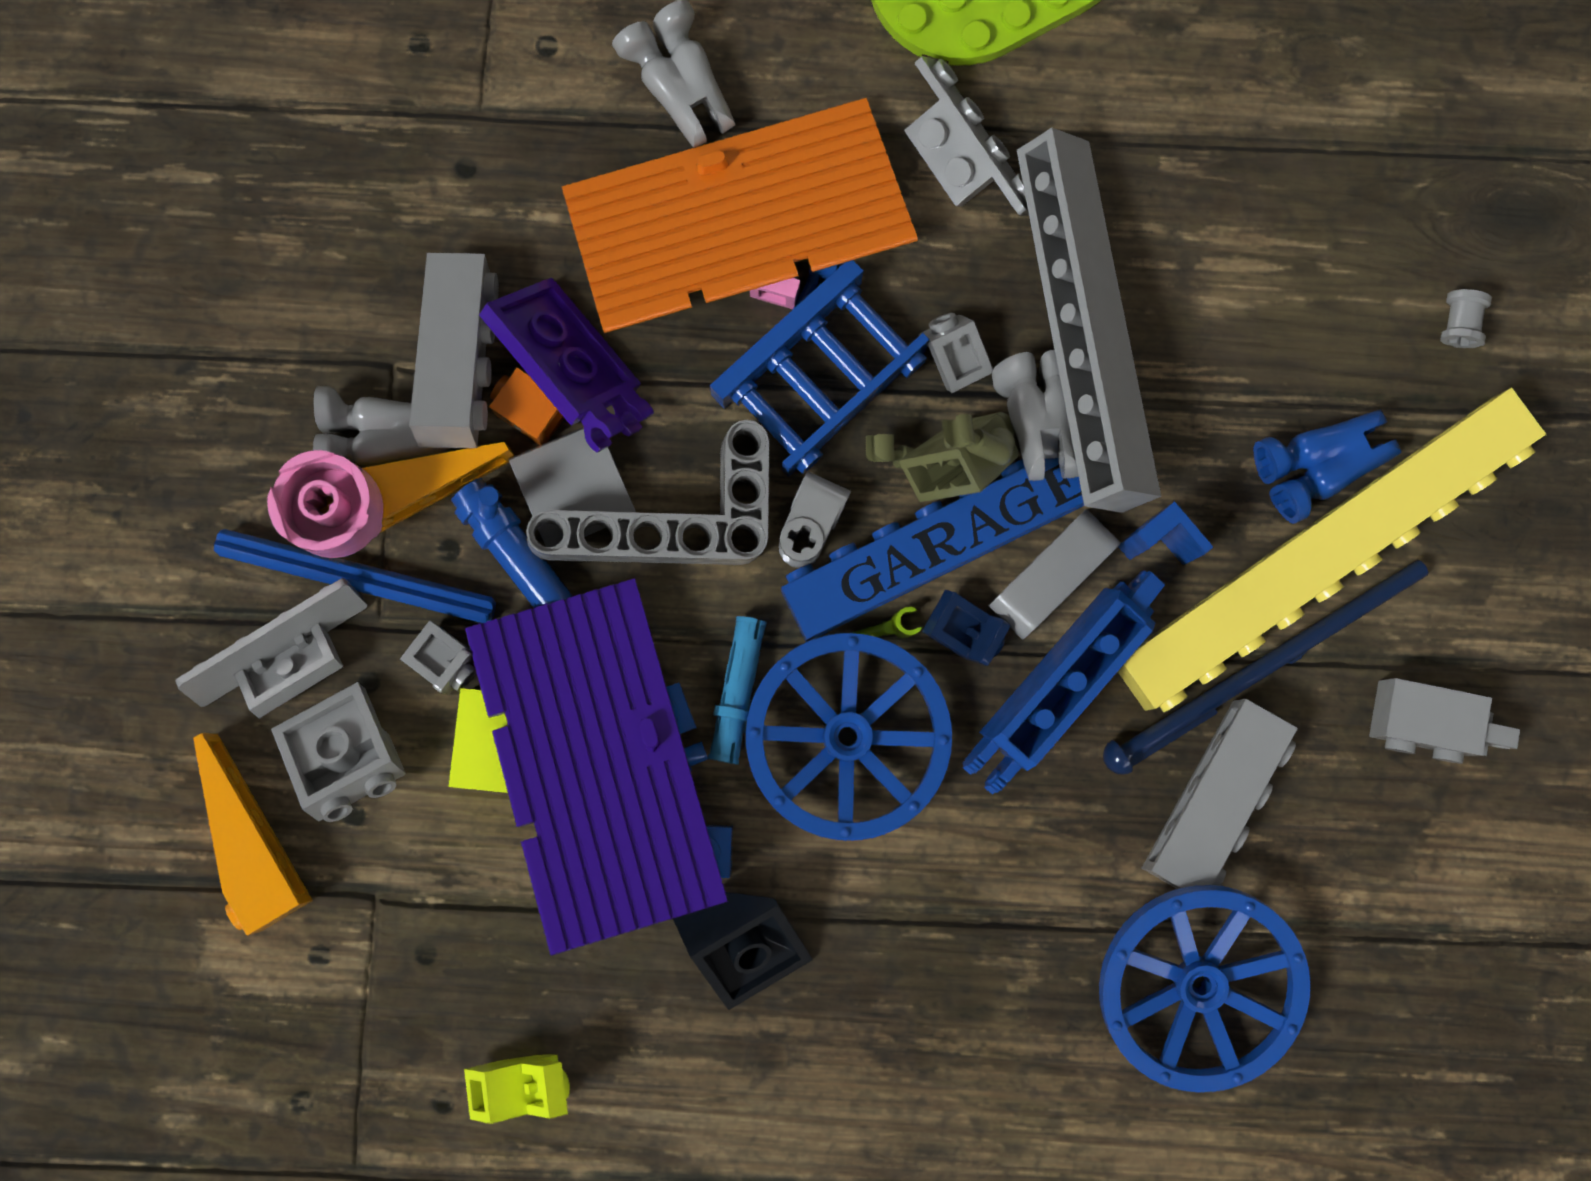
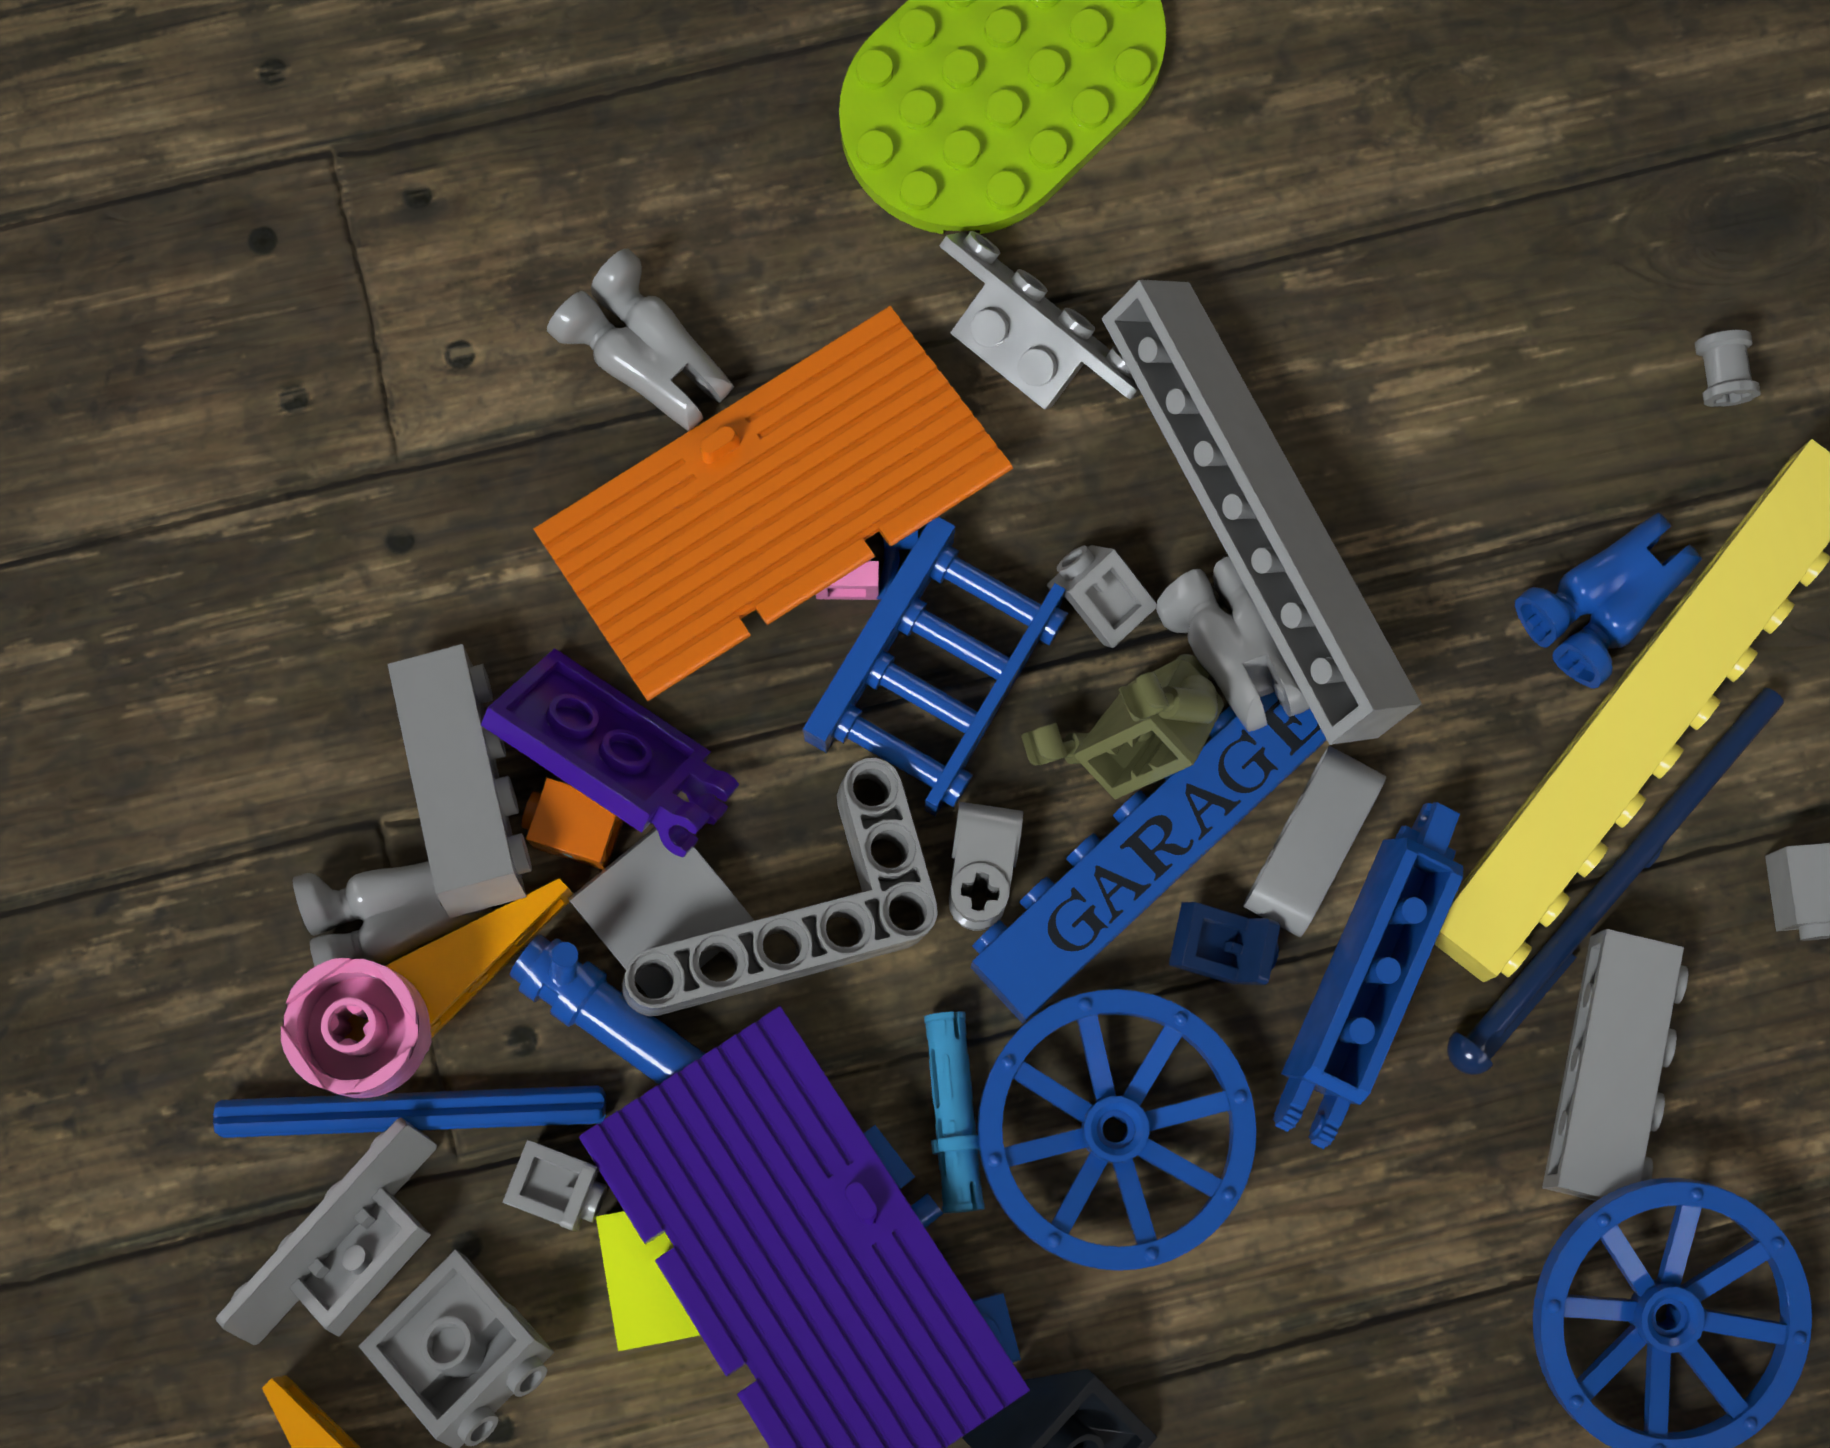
camera: 15 degrees left, 5 degrees down
(892, 626) = (1127, 970): lime hand -> none
(1174, 530) = (1448, 740): blue panel -> none

